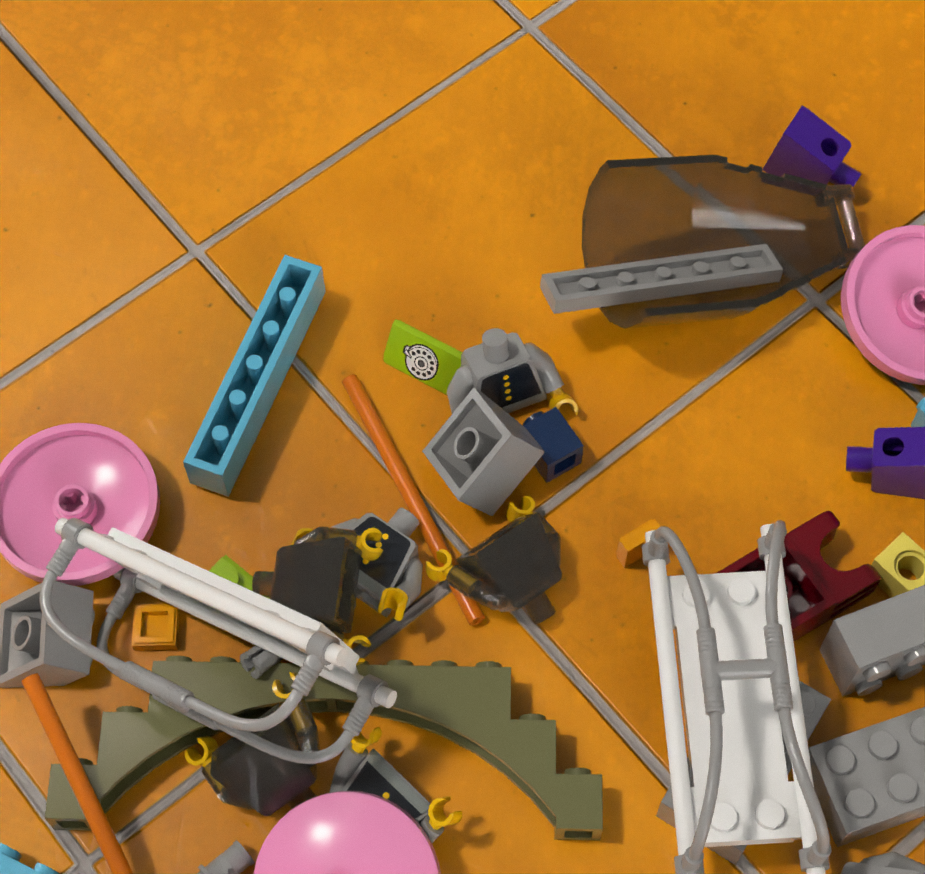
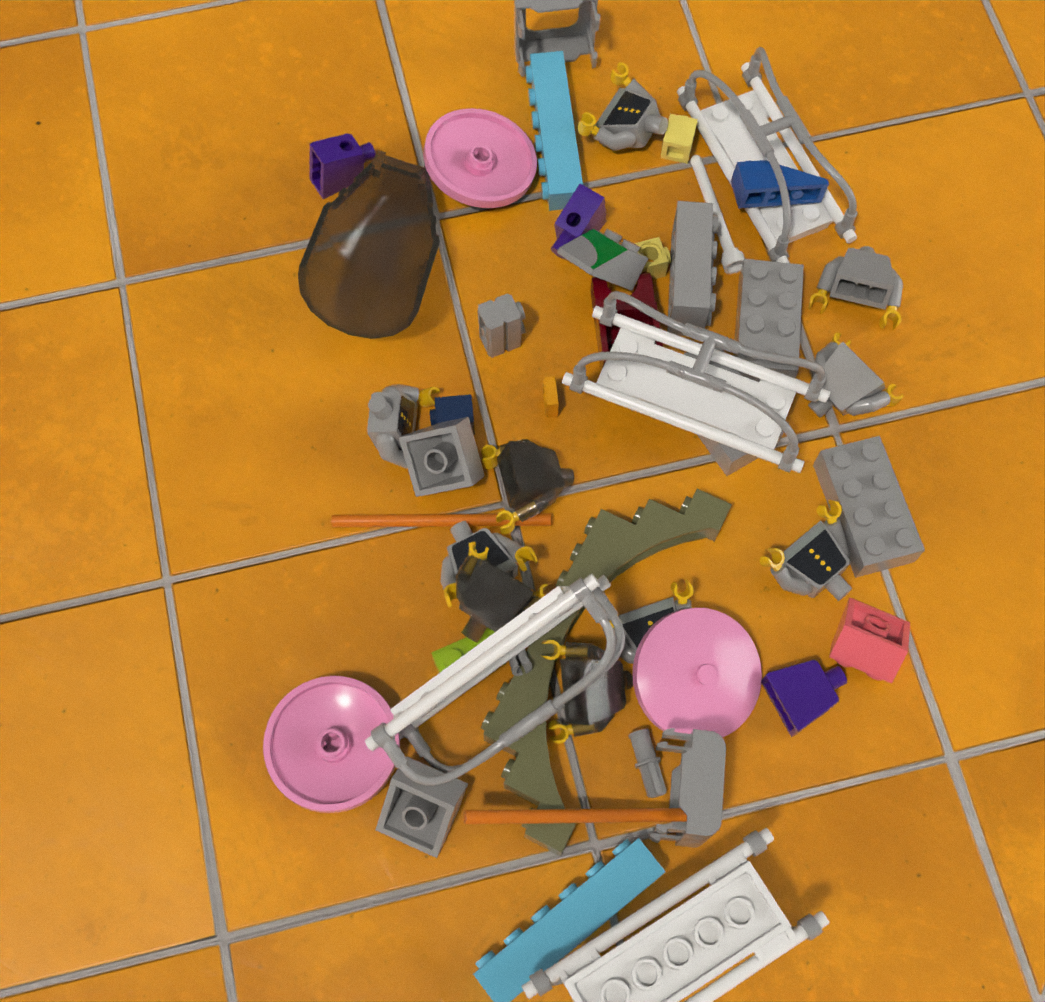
camera: 65 degrees left, 5 degrees up
(155, 627) = (449, 728): light orange tile -> none
(255, 376) = (300, 577): medium azure brick -> none
(421, 356) = (346, 464): lime slope -> none
(660, 278) = (379, 292): light grey plate -> none
(697, 435) = (501, 324): none -> light grey brick
(862, 510) = (606, 257): none -> light grey slope

